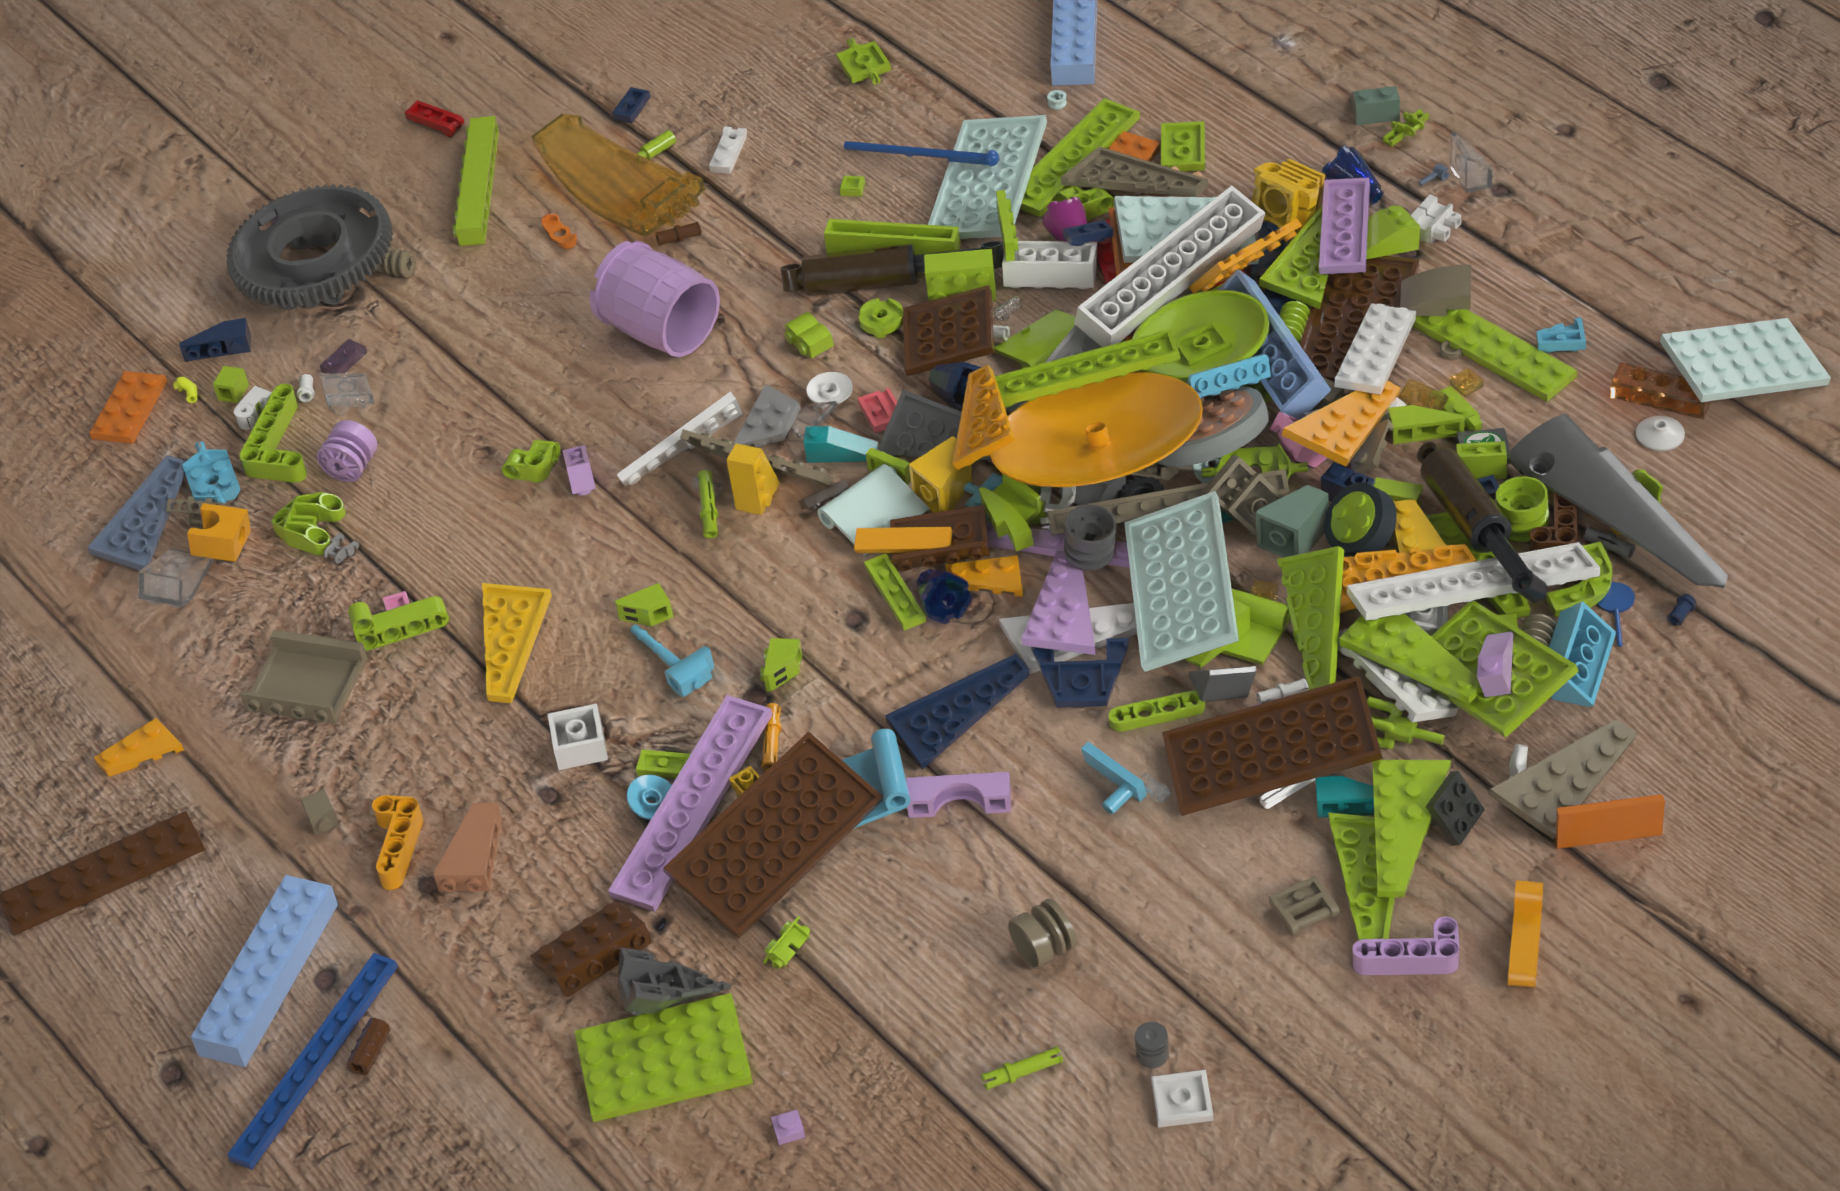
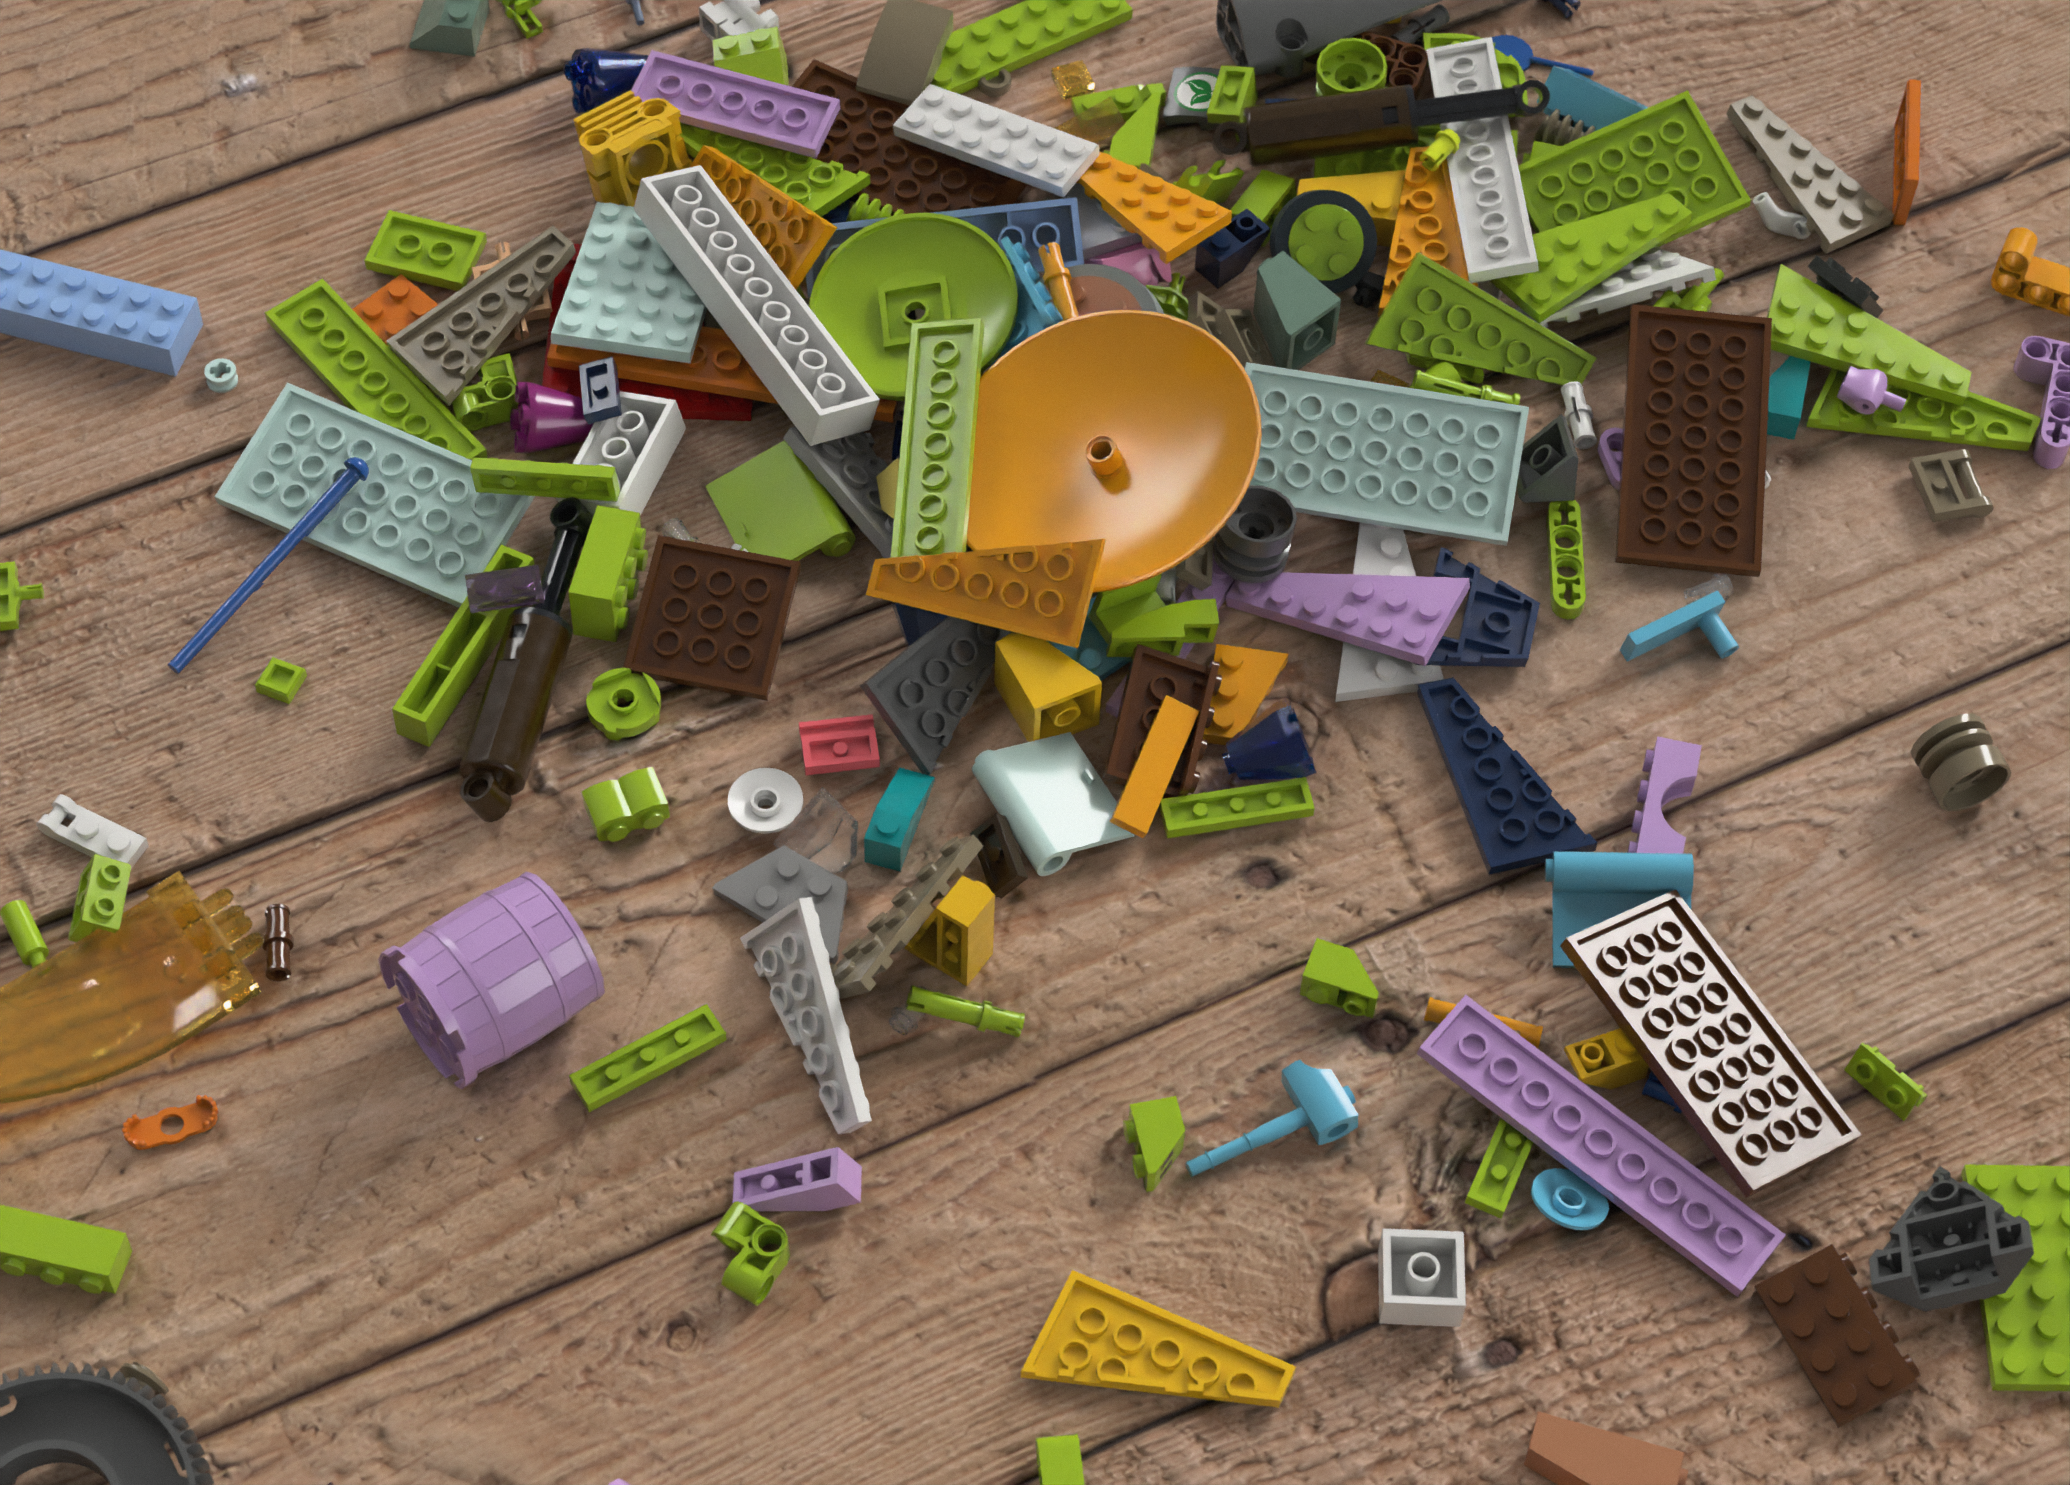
camera: 85 degrees left, 10 degrees up
(645, 390) = (647, 1057): none -> lime plate
(682, 158) = (100, 897): none -> lime bracket
(876, 458) = (957, 767): lime plate -> none
(924, 234) = (504, 588): none -> plate
(951, 381) = (833, 634): dark blue cone -> none
(1233, 388) = (1057, 280): none -> light orange pin
(1261, 631) = (1427, 382): none -> lime pin
(1359, 831) = (1866, 391): none -> lavender piece
(1390, 460) = (1210, 185): none -> lime hinge
(1464, 554) = (1445, 143): none -> neon yellow pin
(1496, 664) = (1644, 166): lavender slope -> none

